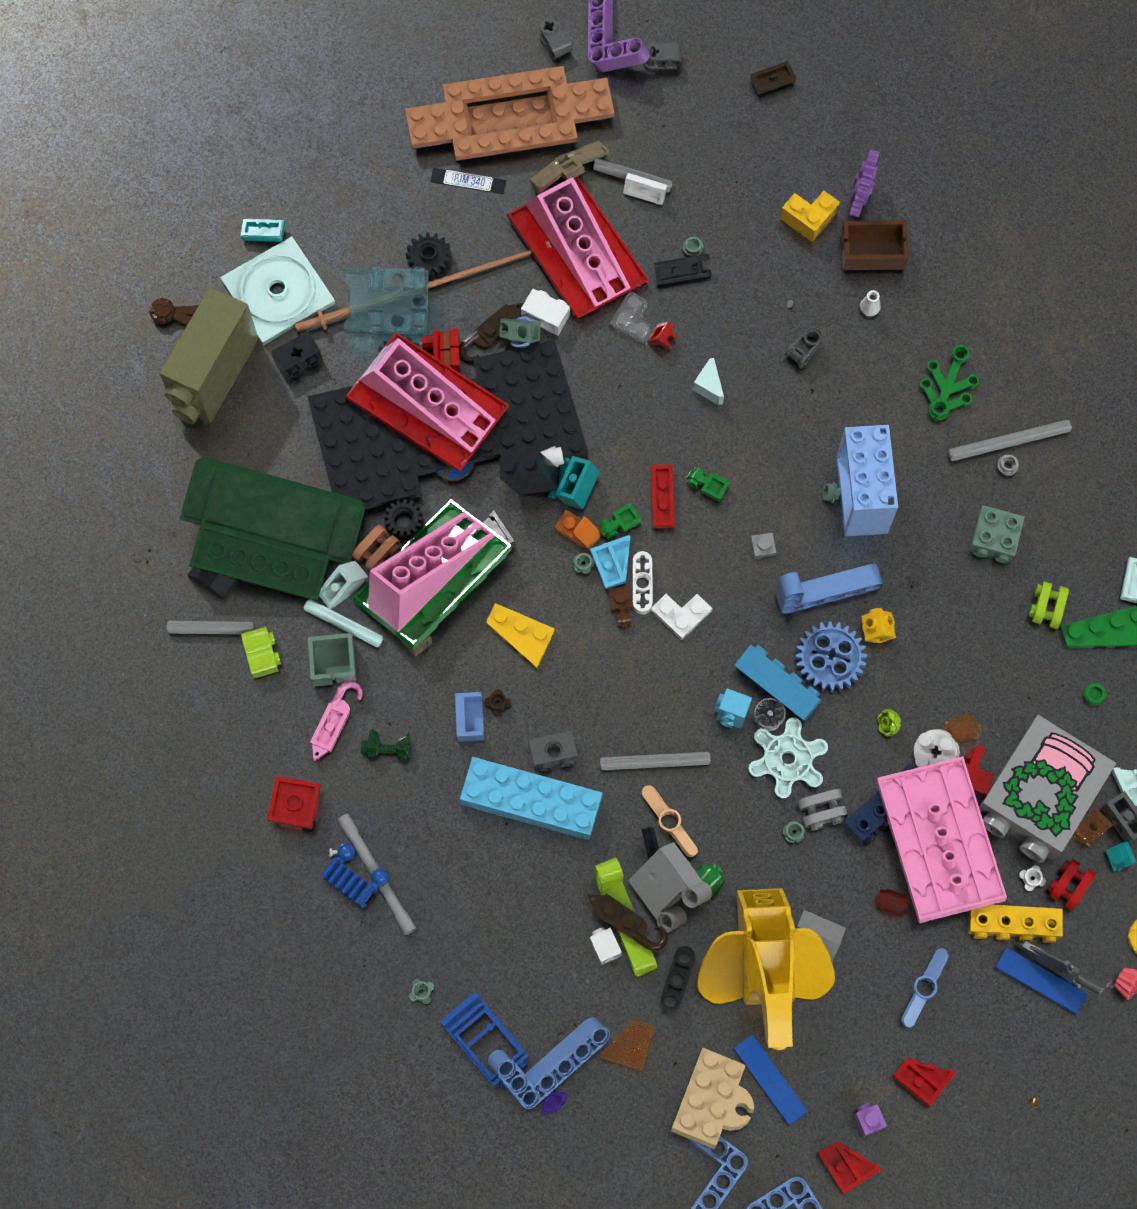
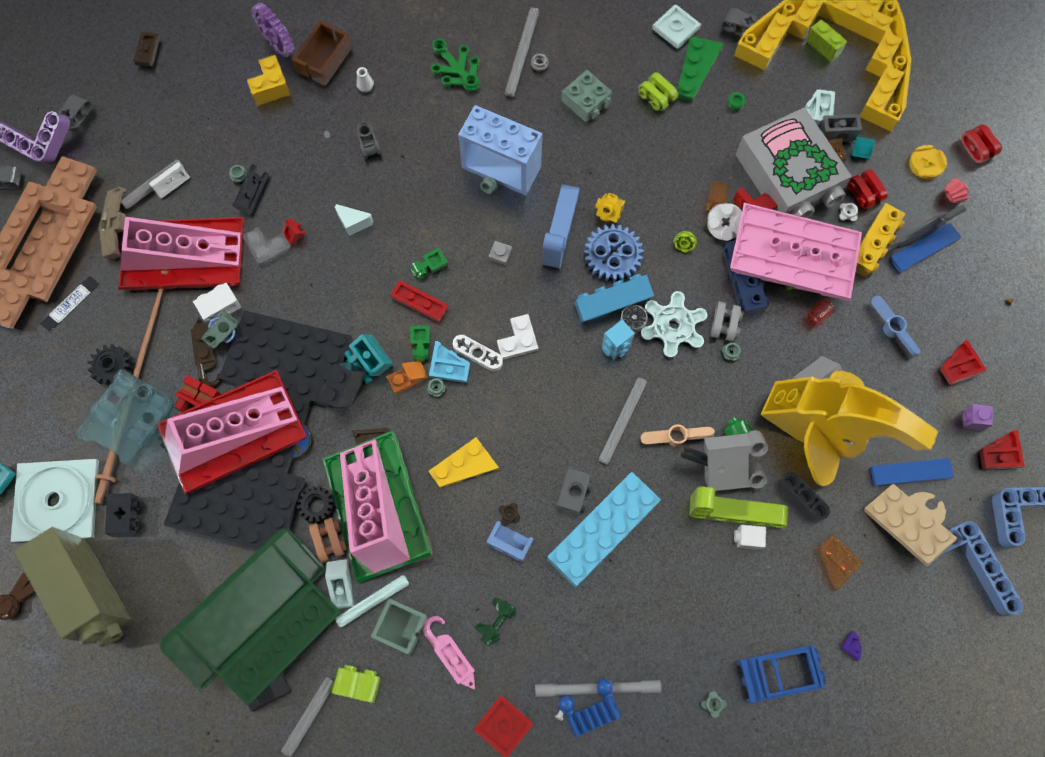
camera: 60 degrees left, 0 degrees up
(553, 1068) = (830, 630): medium blue beam -> none
(554, 455) = (338, 357): white cone -> none
(621, 600) = (481, 377): reddish brown plate -> none
(625, 921) = (742, 510): dark brown plate -> none

